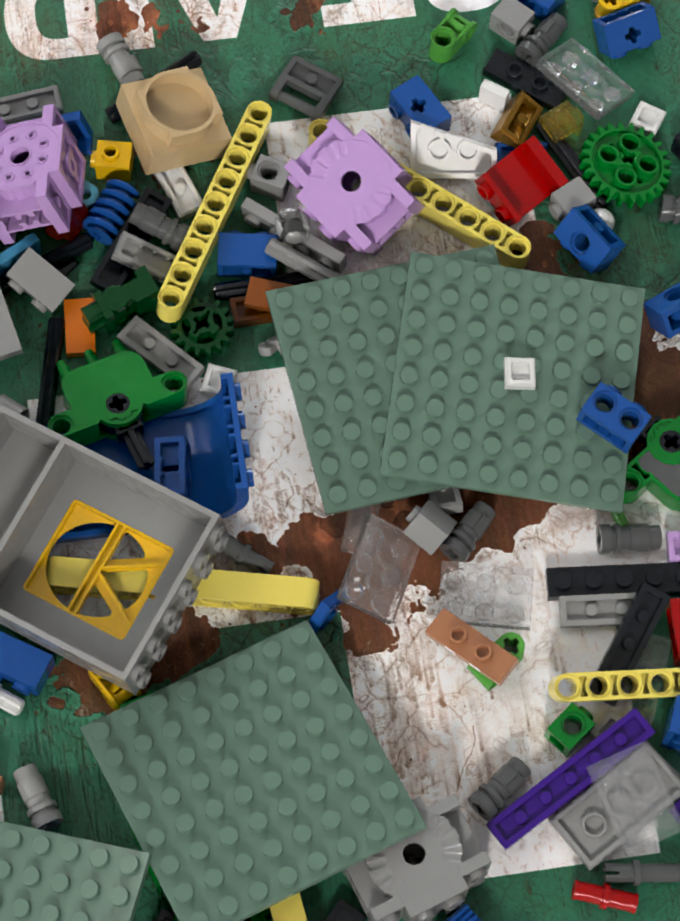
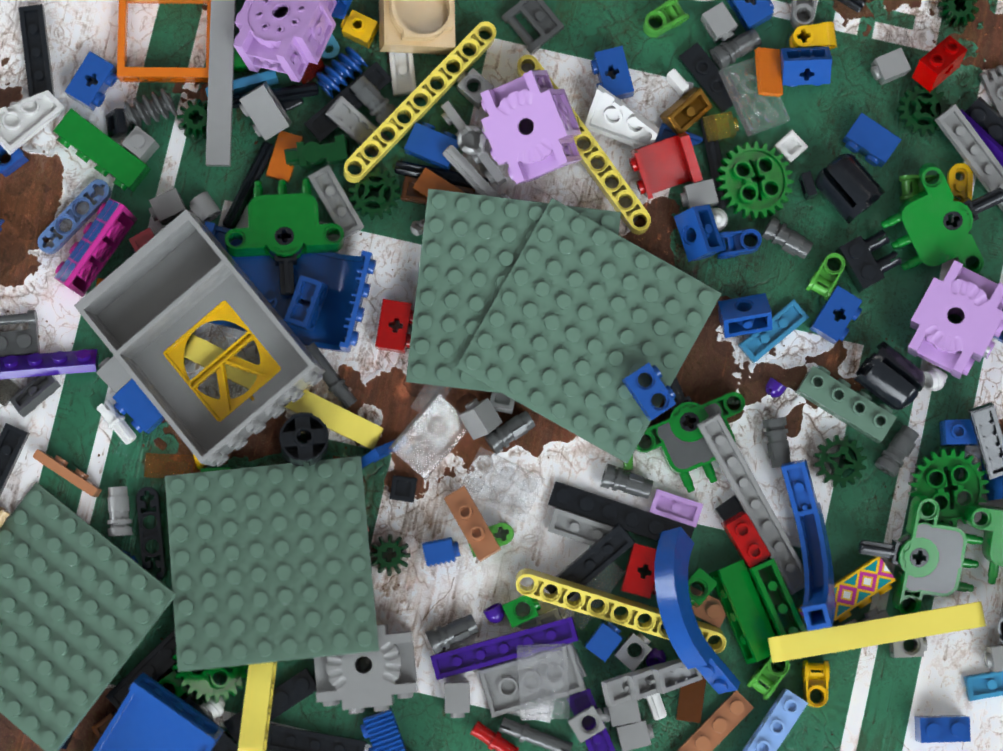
camera: 25 degrees right, 15 degrees up
(65, 725) = (168, 464): none -> clear orange plate
(88, 810) = (149, 534): none -> black beam
(211, 382) = (372, 240): white tile -> none
(232, 621) = (317, 440): none -> black cylinder
(284, 480) = (390, 313): none -> red brick
(370, 644) = (403, 488): none -> black tile
(391, 713) = (395, 560): none -> dark green gear
(447, 693) = (440, 551): none -> blue brick
(519, 373) = (593, 328): white tile -> none
(539, 862) = (457, 699): none -> light grey brick
(540, 746) = (494, 613): none -> dark purple hinge
(589, 49) = (768, 72): none -> orange tile
(636, 238) = (736, 243): none -> blue piece

